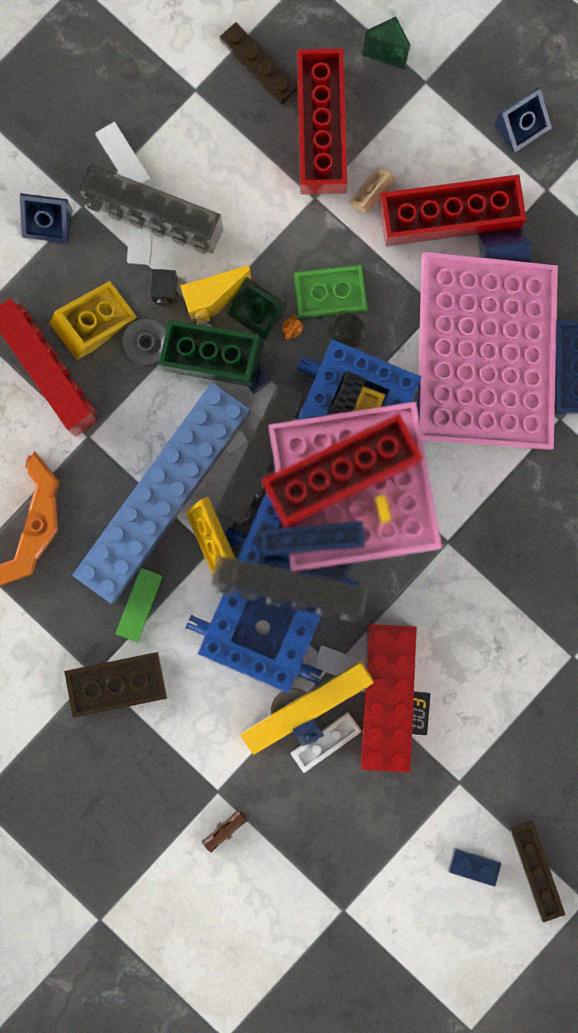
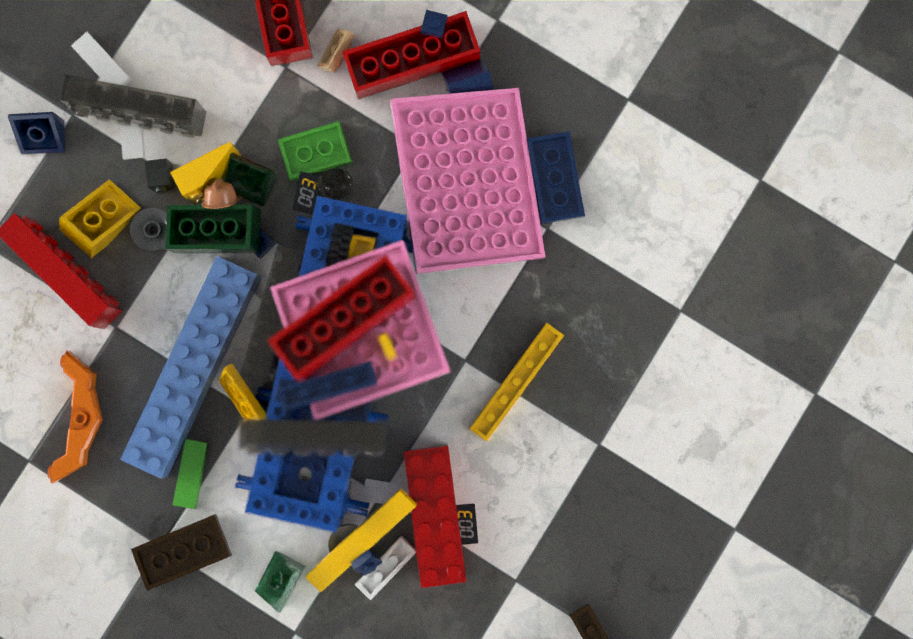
camera: 10 degrees left, 0 degrees up
(212, 733) = (279, 580): none -> clear green slope
(226, 319) = (219, 195): none -> nougat piece
(292, 327) = (285, 190): orange plate -> none
(313, 334) = (306, 193): none -> black sticker
(483, 182) = (434, 24): none -> dark blue plate
(498, 574) = (516, 382): none -> yellow tile

